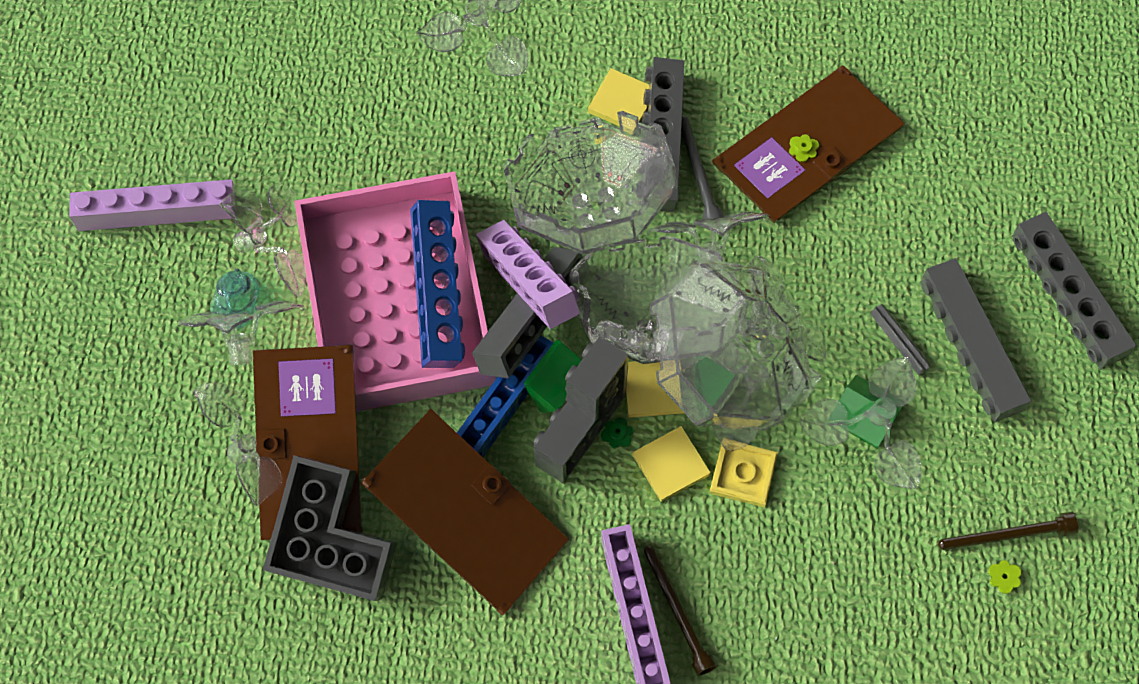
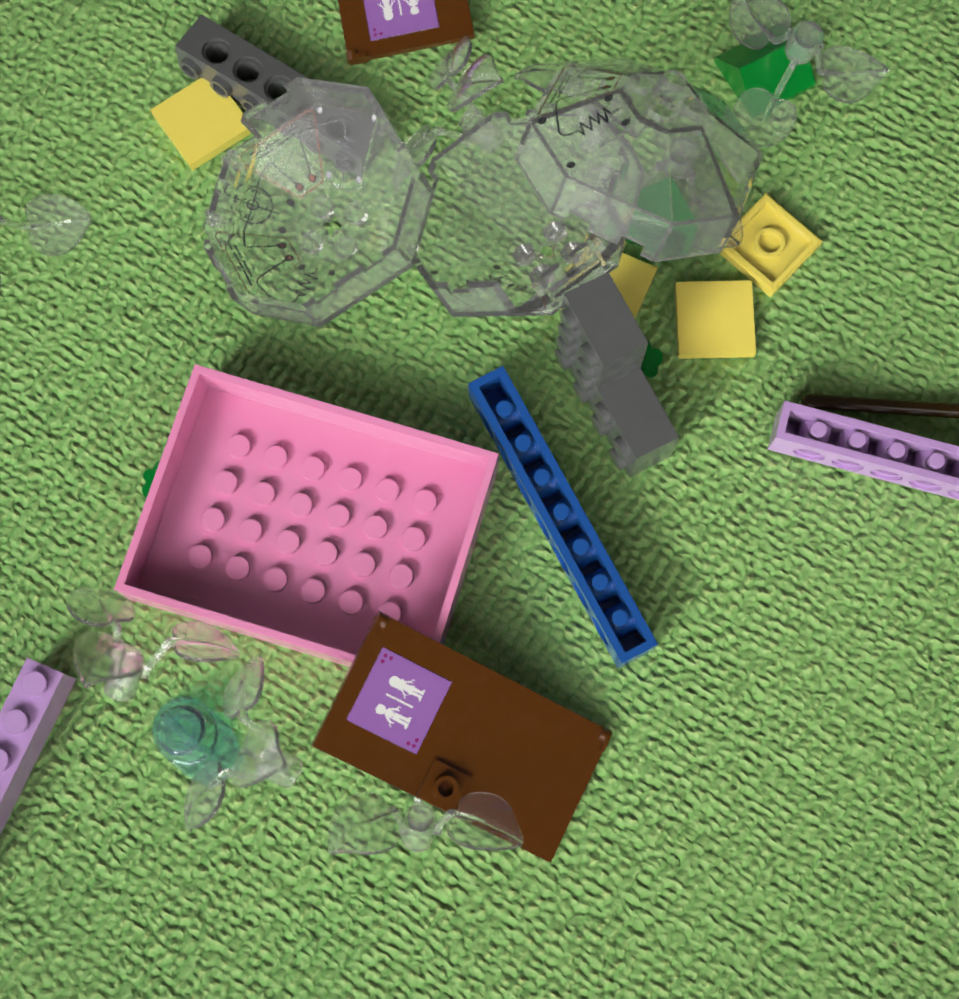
camera: 60 degrees left, 10 degrees up
(310, 535) = (611, 793): dark grey brick -> none
(433, 350) = (319, 470): blue brick -> none
(465, 511) = (660, 588): reddish brown door -> none
(518, 325) = (448, 374): dark grey brick -> none
(529, 274) = (400, 345): lavender brick -> none
(547, 380) = (550, 387): green slope -> none
(711, 210) = (422, 99): dark grey piece -> none

